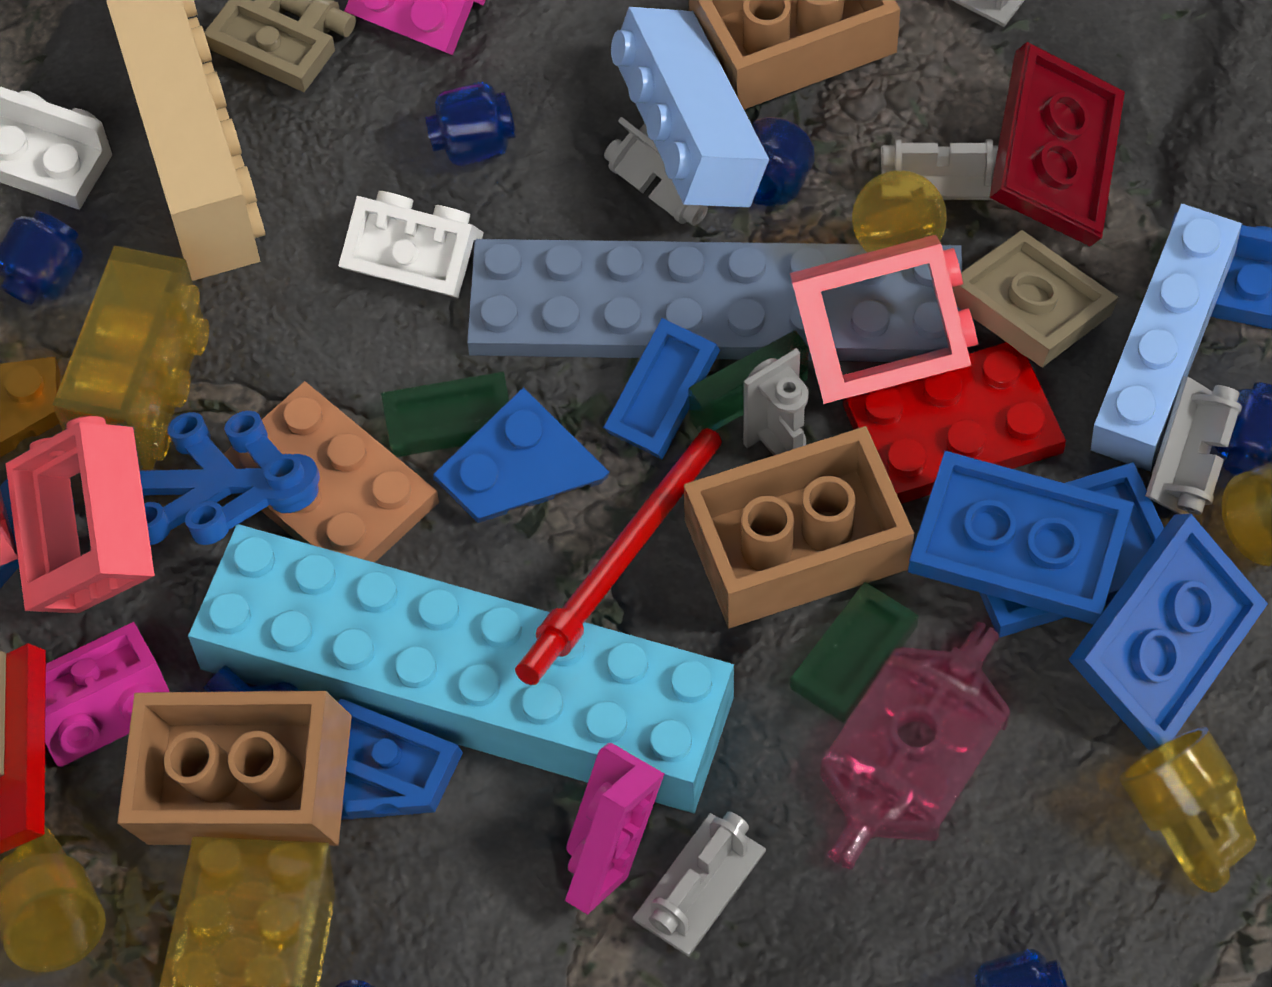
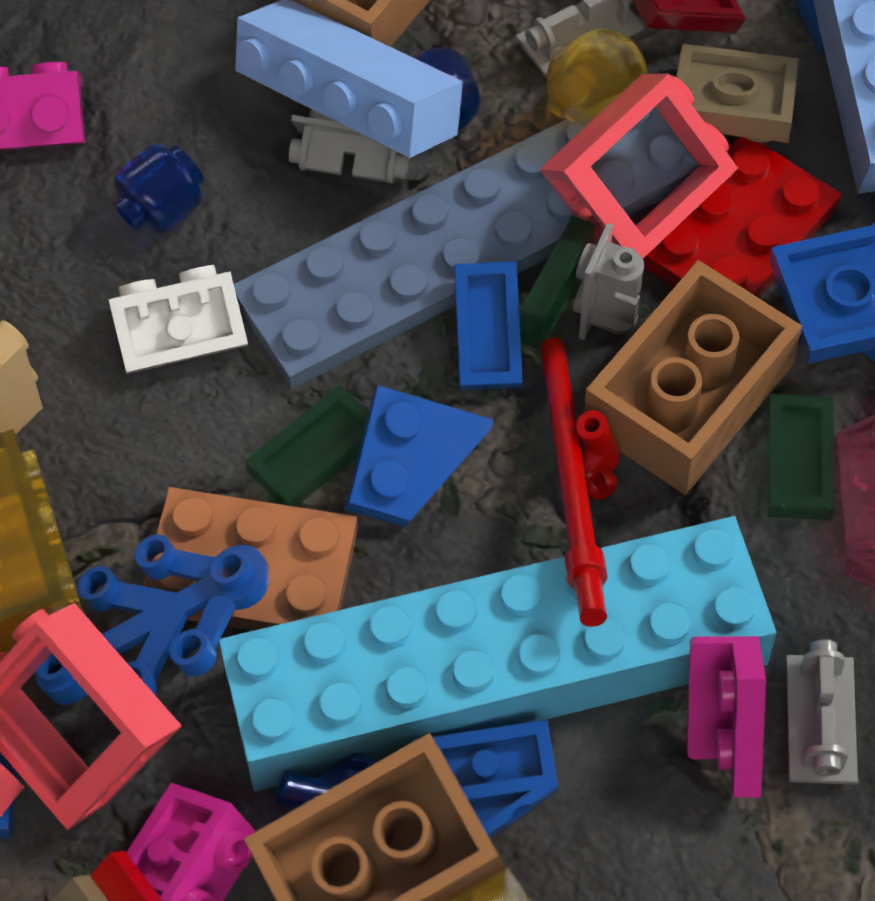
camera: 35 degrees left, 0 degrees up
(671, 552) = (599, 454): none -> red arm

